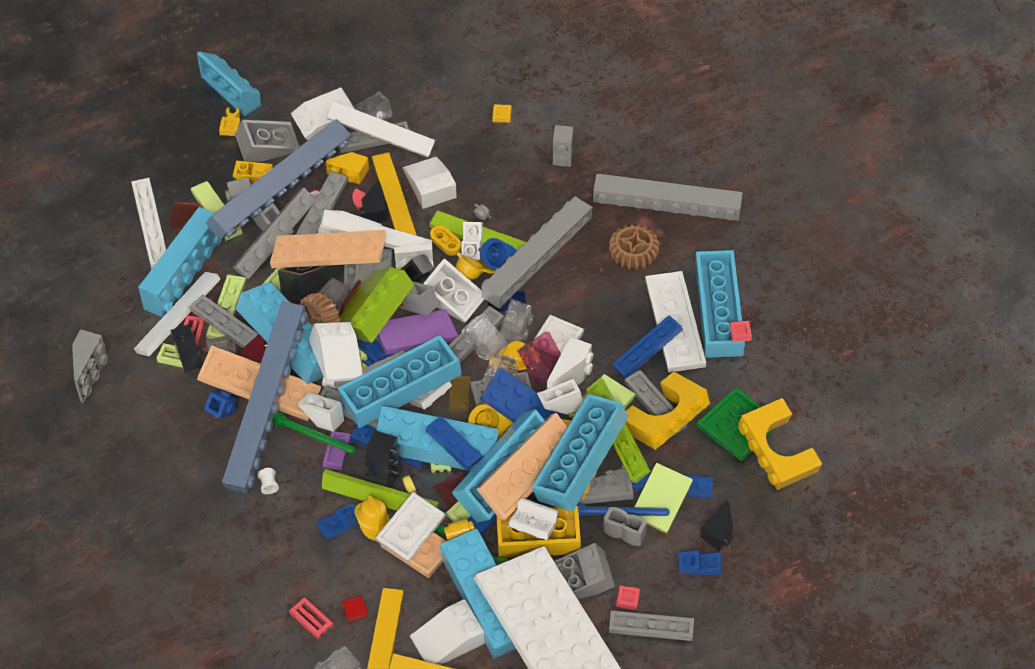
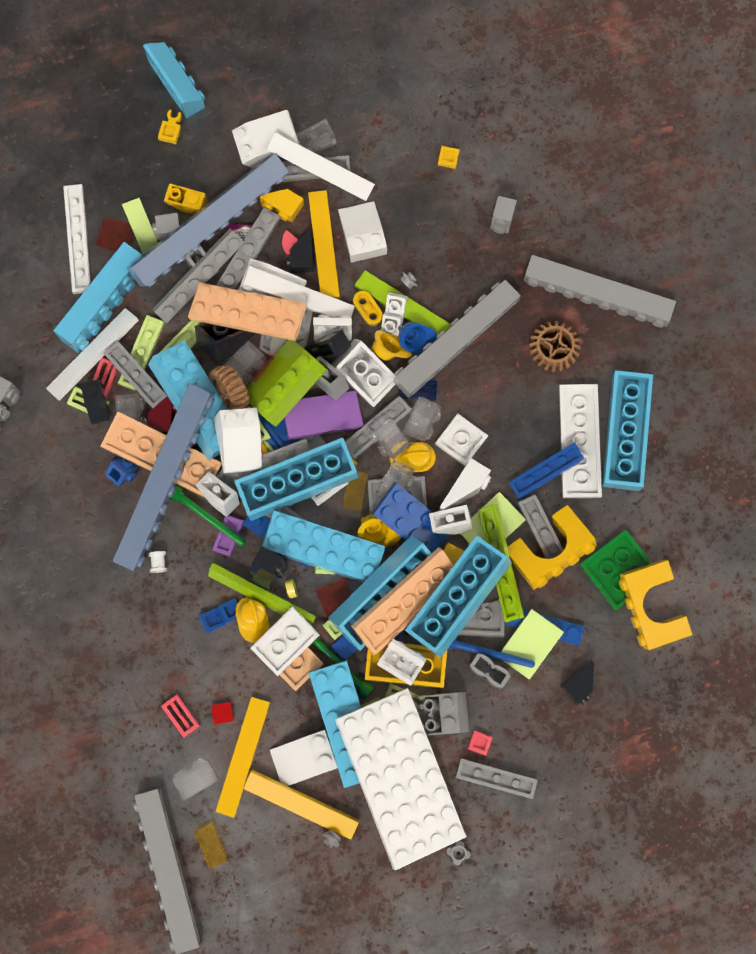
camera: 10 degrees right, 25 degrees up
(265, 139) = (204, 156): light grey slope -> none
(453, 443) = (338, 562): blue plate -> none
(458, 528) = (331, 652): yellow brick -> none
(540, 357) = (440, 467): clear pink bracket -> none
(700, 564) = (554, 717): blue slope -> none
(740, 331) = (641, 474): coral tile -> none

